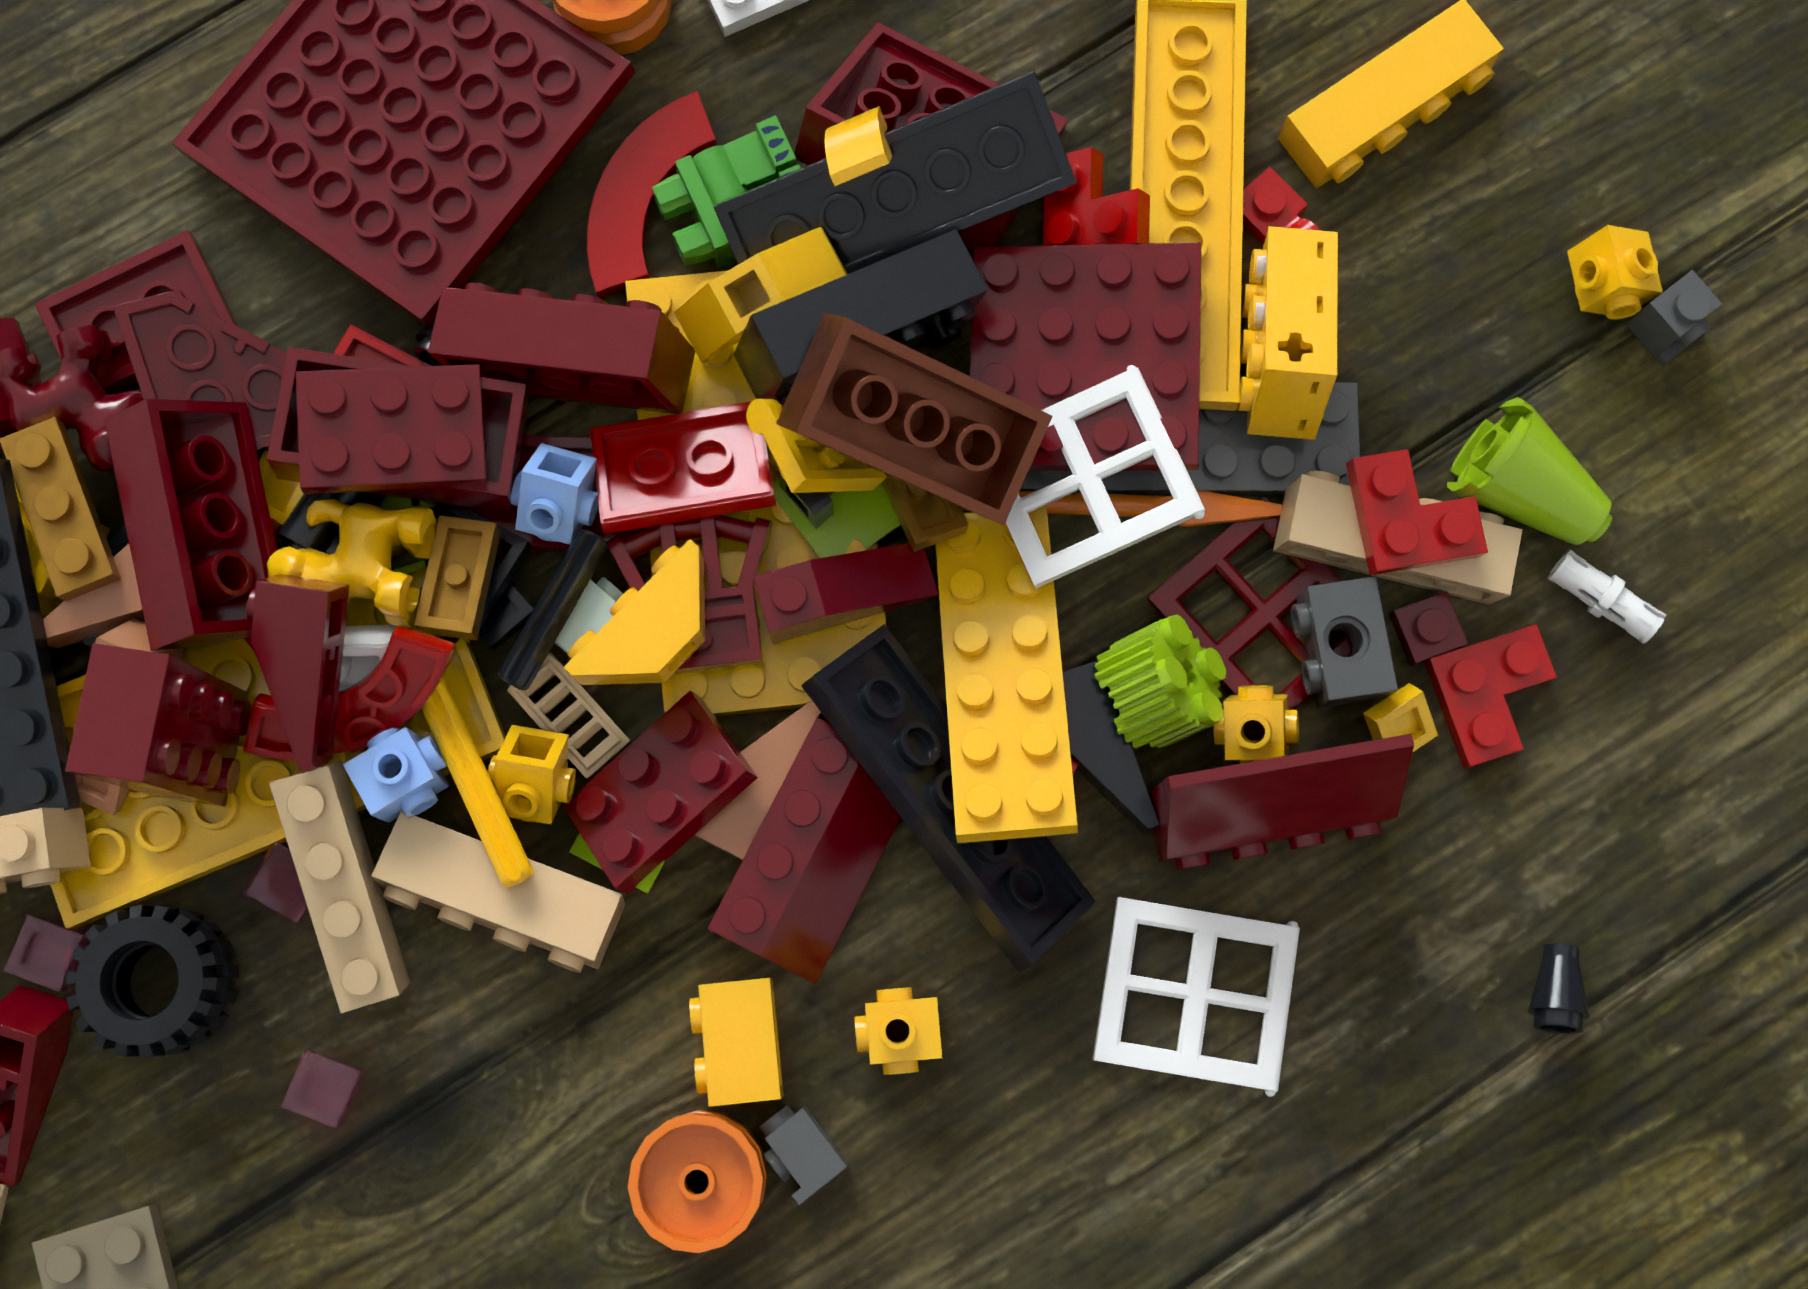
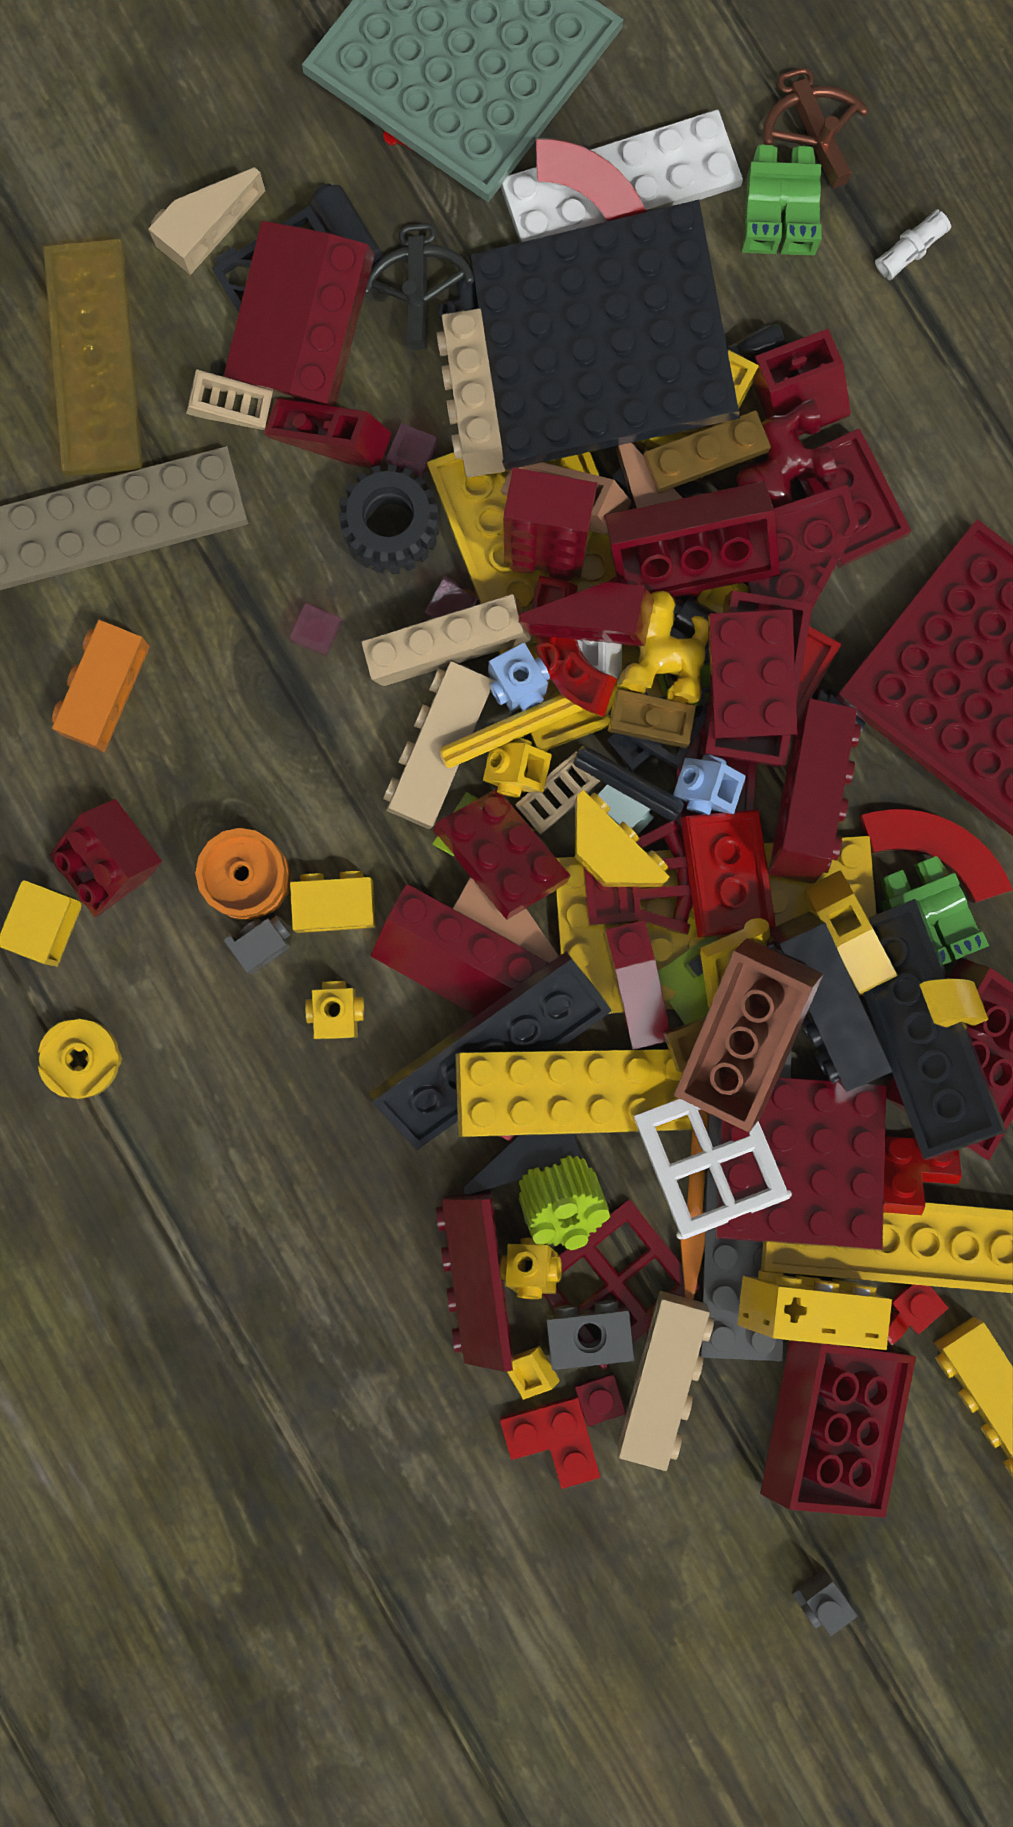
camera: 95 degrees right, 5 degrees up
(1197, 994) = (352, 1217): white window -> none
(1398, 529) = (669, 1377): red plate -> none
(1446, 308) = (837, 1428): none -> dark red slope
(1530, 477) = (706, 1481): lime cone -> none
(1559, 991) = (341, 1470): black cone -> none
(1606, 596) = (619, 1531): white pin -> none
(1615, 272) = (859, 1559): yellow brick -> none

